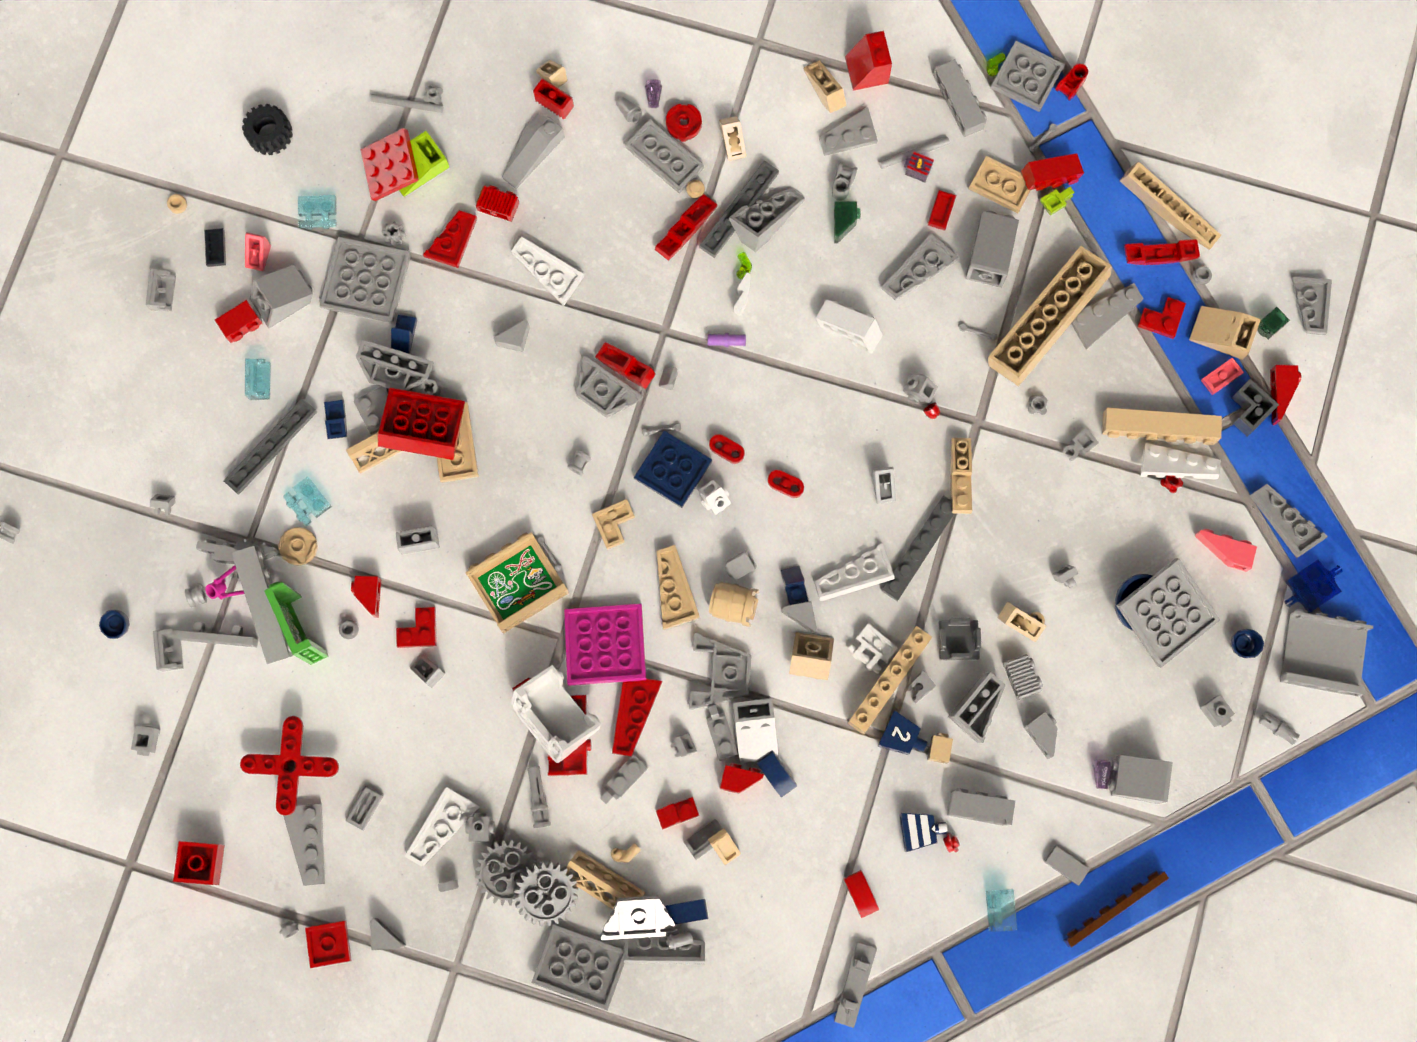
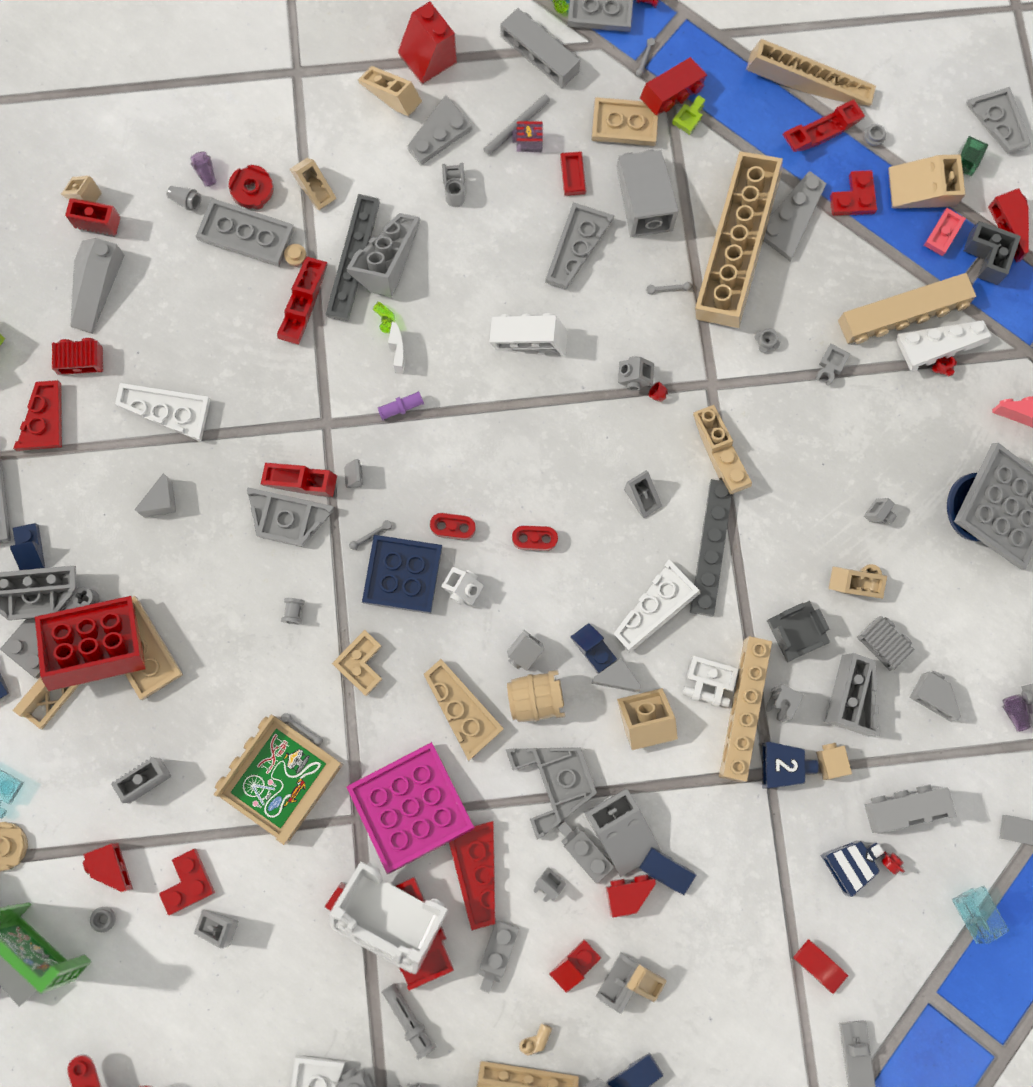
camera: 30 degrees left, 0 degrees up
(845, 218) = (473, 222): clear green slope -> none

